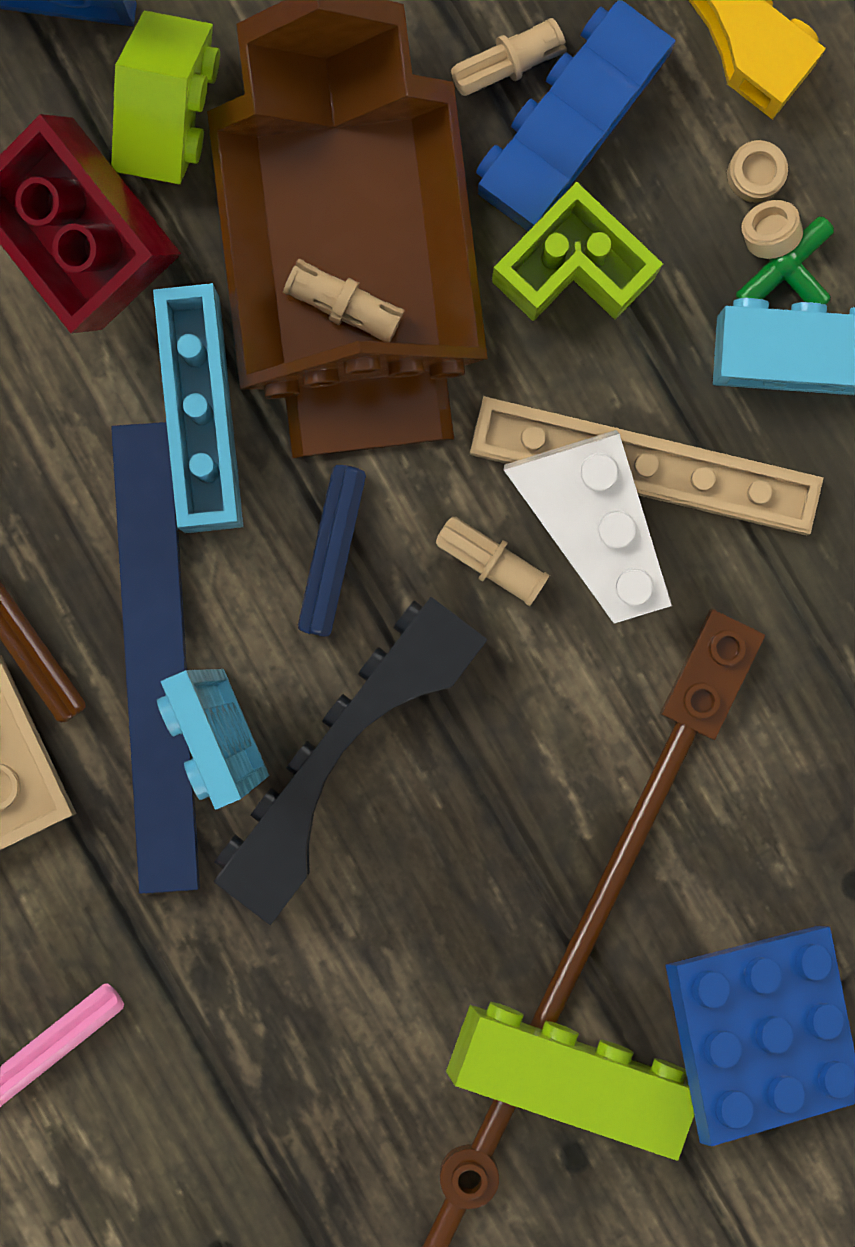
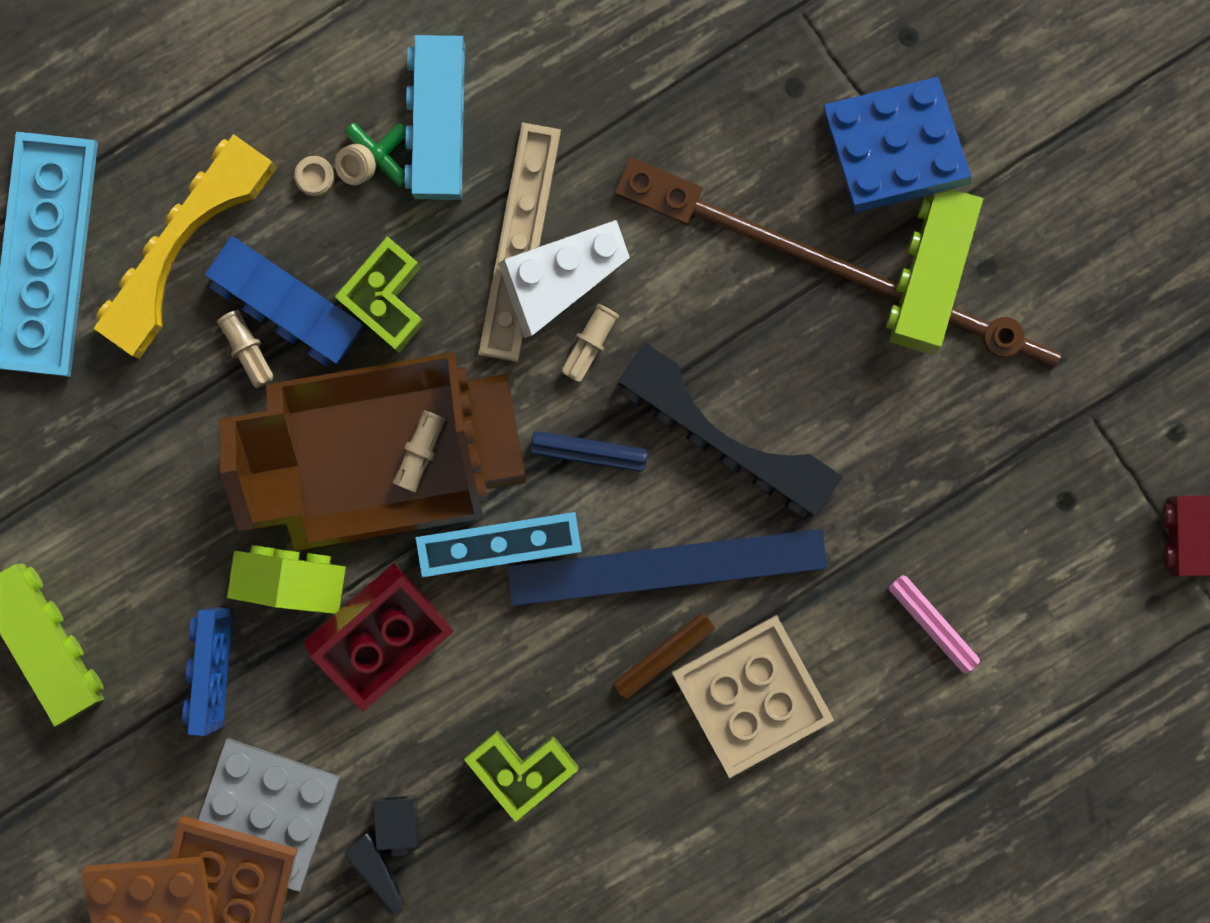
camera: 90 degrees left, 0 degrees up
(217, 734) = (730, 506): medium azure plate -> none

